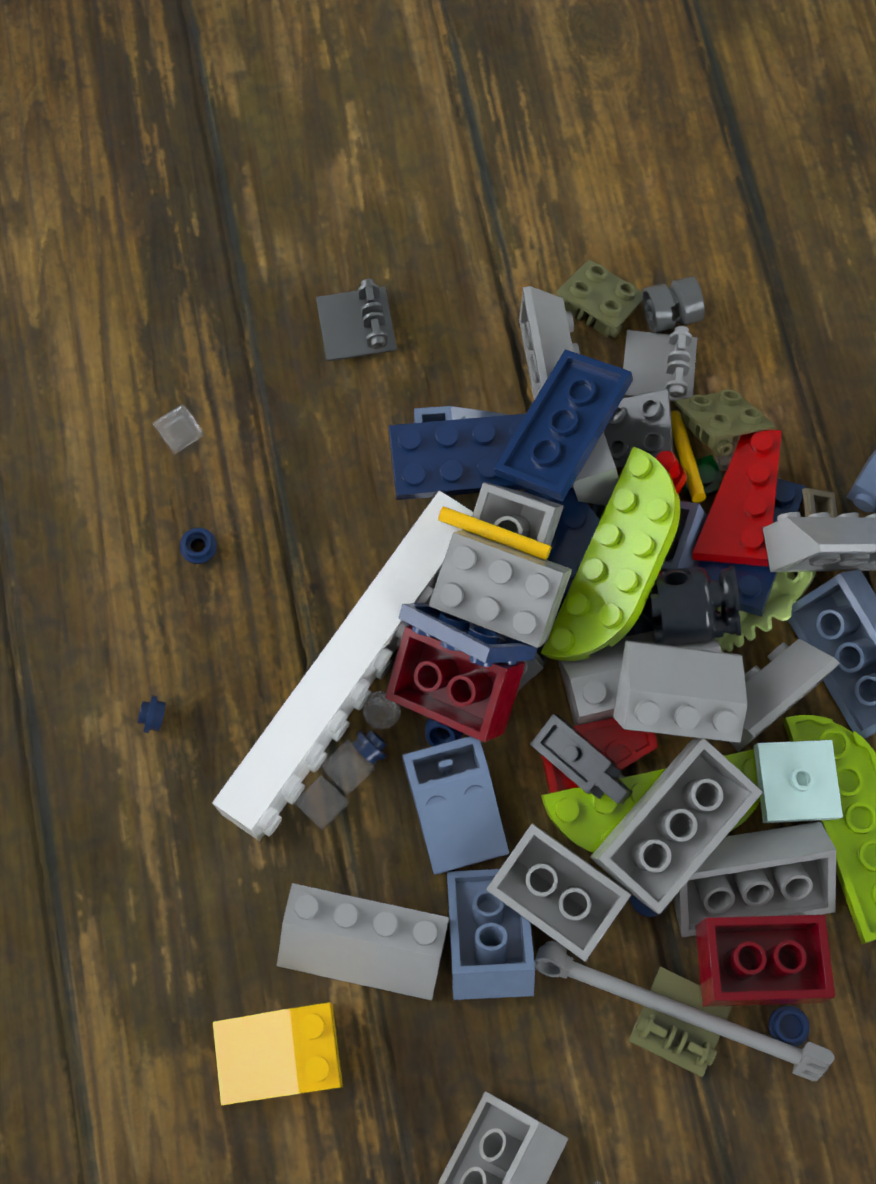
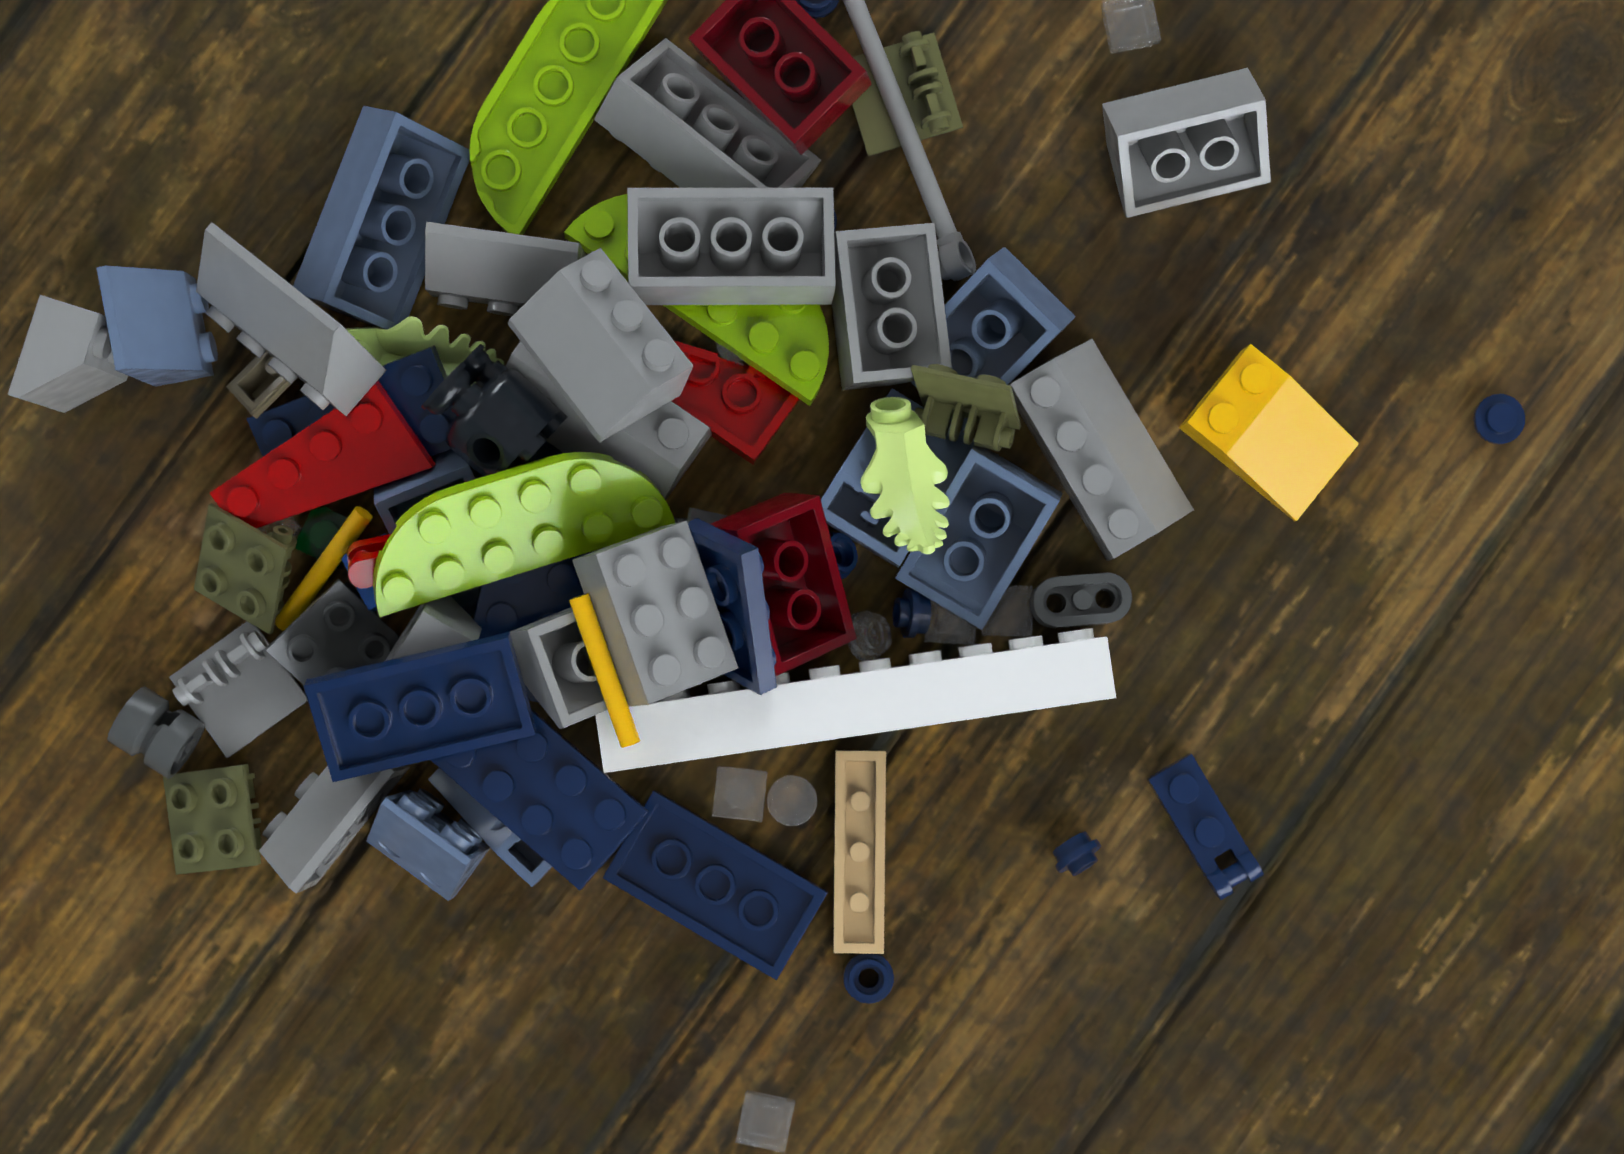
camera: 130 degrees left, 15 degrees up
(98, 802) = (1204, 824): none -> dark blue plate
(268, 600) = (859, 851): none -> tan plate
(288, 847) = (1079, 601): none -> dark grey plate
(324, 510) = (715, 885): none -> dark blue plate
(330, 590) = (792, 800): none -> clear plate
(356, 322) = (478, 1050): dark grey hinge -> none
(360, 565) = (740, 793): none -> clear plate
(379, 823) = (991, 529): none -> sand blue slope
(450, 803) = (905, 477): none -> yellowish green plant
(467, 871) = (960, 396): none -> olive hinge
(491, 383) = (426, 841): none -> sand blue slope
(580, 760) = (747, 392): hinge -> none
(797, 781) = (575, 171): light aqua plate -> none

